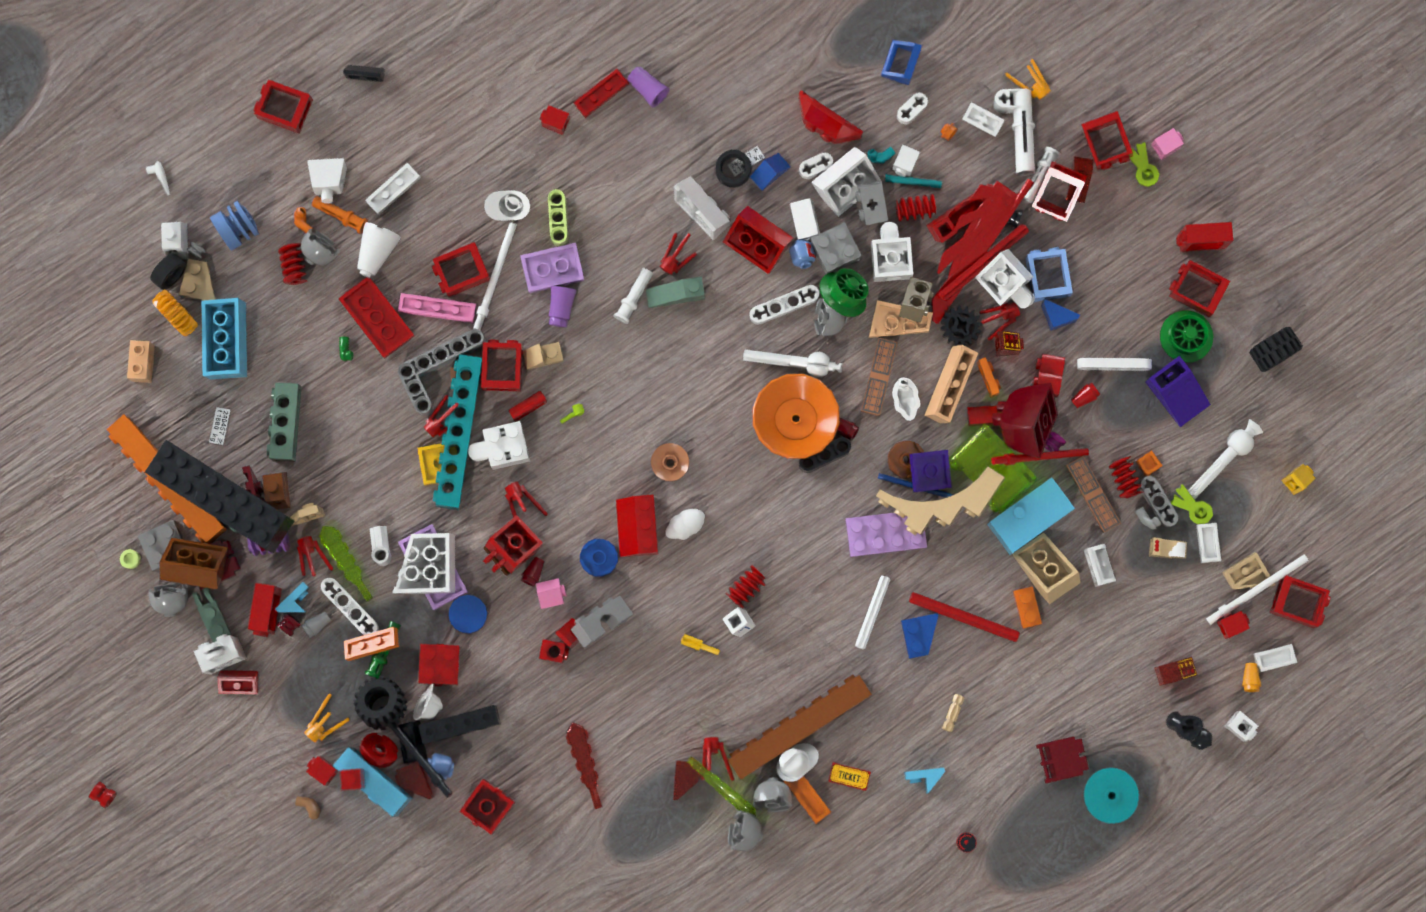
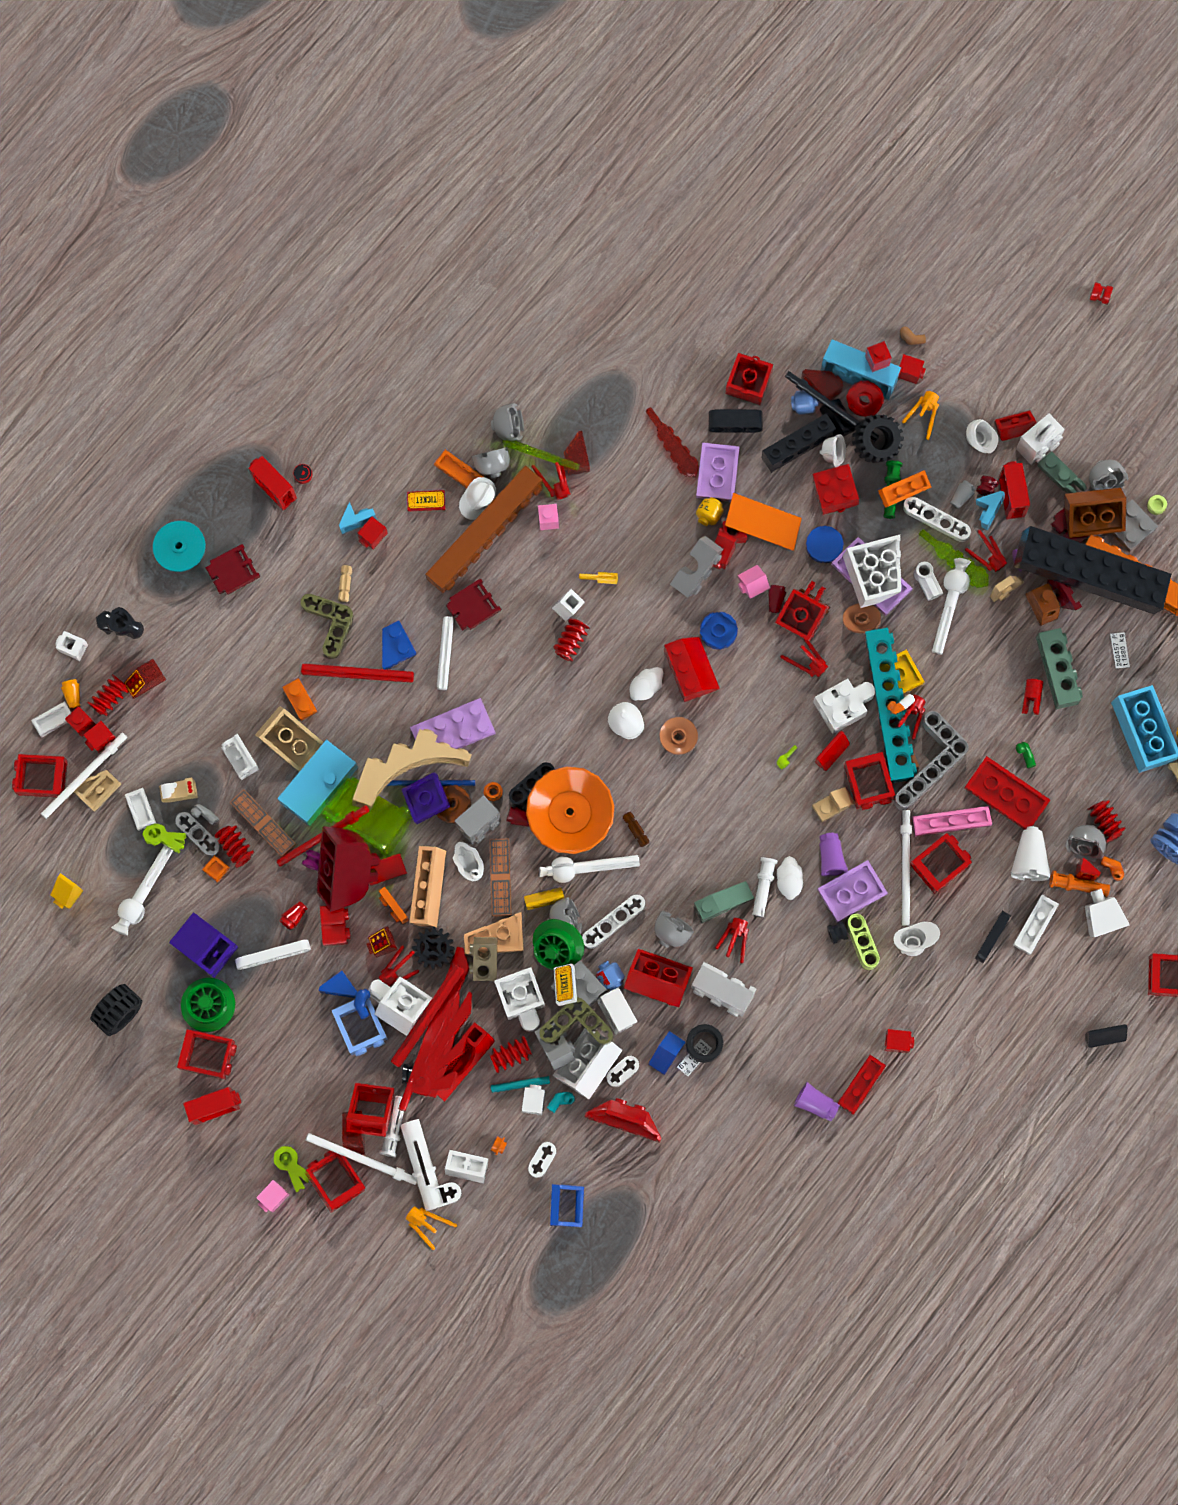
camera: 165 degrees right, 5 degrees down
(276, 677) = (982, 436): none -> white hat
(317, 406) = (1033, 692): none -> red hinge
(330, 219) = (1086, 870): none -> red slope
(353, 534) = (956, 583): none -> white piece
(436, 188) = (992, 936): none -> black beam
(447, 422) = (902, 705): none -> arm
(463, 533) = (861, 619): none -> nougat dish
(515, 768) = (735, 420): none -> black beam
(521, 652) = (763, 521): none -> orange piece
(549, 719) = (717, 471): none -> lavender plate
(570, 678) = (709, 511): none -> yellow head
(579, 233) = (837, 932): none -> black wheel
(606, 298) = (790, 878): none -> white arm
(715, 493) = (626, 720): none -> white hat
(732, 278) = (671, 930): none -> light grey cylinder
(732, 720) = (548, 517): none -> bright pink brick
(737, 385) = (636, 829): none -> reddish brown axle
(833, 651) = (472, 606): none -> dark red plate
(842, 216) = (580, 1016): none -> olive beam
(843, 344) = (543, 898): none -> yellow slope
(848, 249) = (565, 984): none -> tile
(867, 456) = (493, 785): none -> orange plate
(886, 432) = (478, 820): none -> light grey brick
(913, 755) = (372, 533): none -> red brick
(971, 674) = (337, 622): none -> olive beam
(1001, 837) = (272, 482): none -> red window
(1044, 290) = (359, 1003): none -> blue arm
(1048, 132) = (397, 1173): none -> white bar
(1215, 662) = (108, 696): none -> red piece
(1249, 645) = (80, 721): none -> red brick

